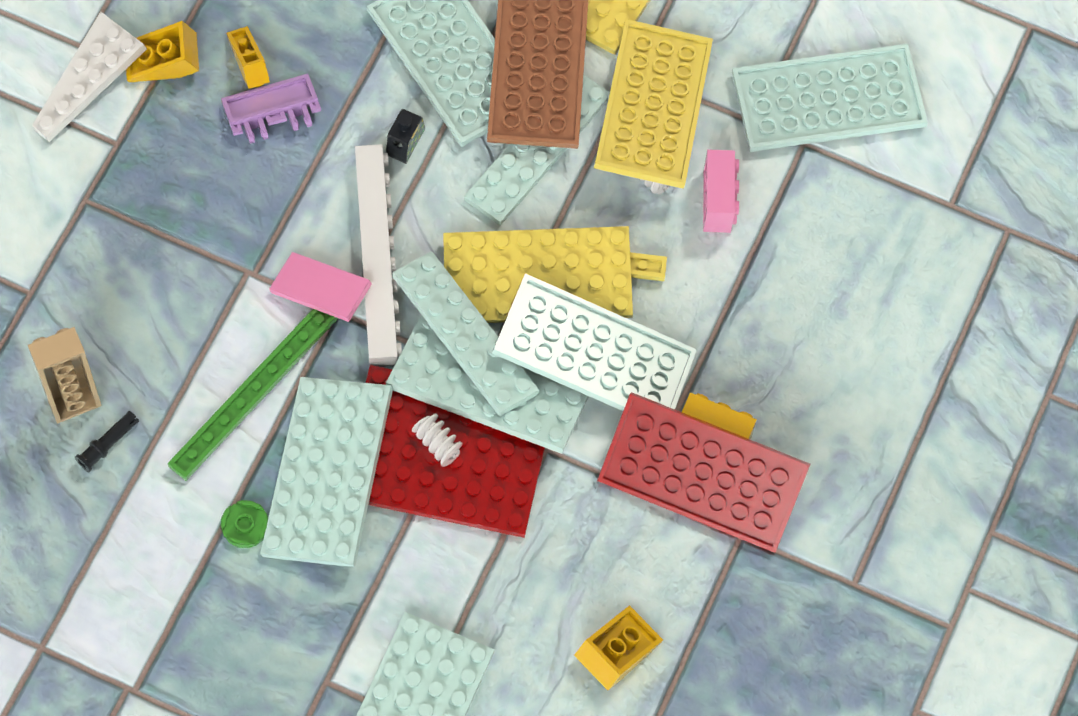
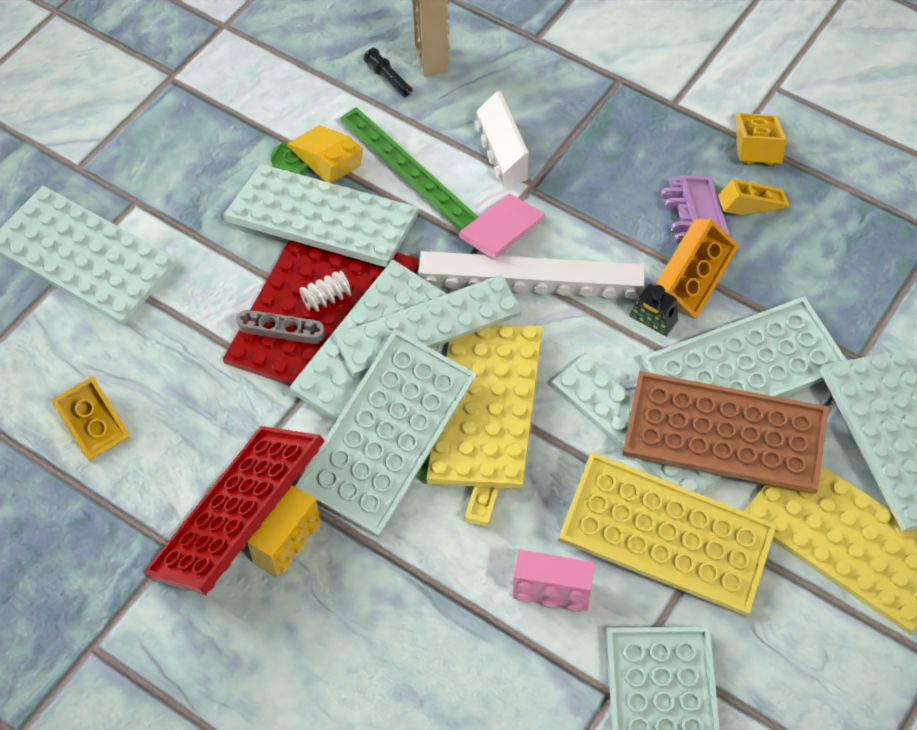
camera: 105 degrees right, 10 degrees down
(96, 64) = (754, 93): white wing -> none
(203, 300) = (502, 141): none -> white slope
(238, 482) = (327, 152): none -> yellow slope
(351, 101) = (697, 265): none -> light orange slope
(483, 480) = (278, 330): none -> light grey beam

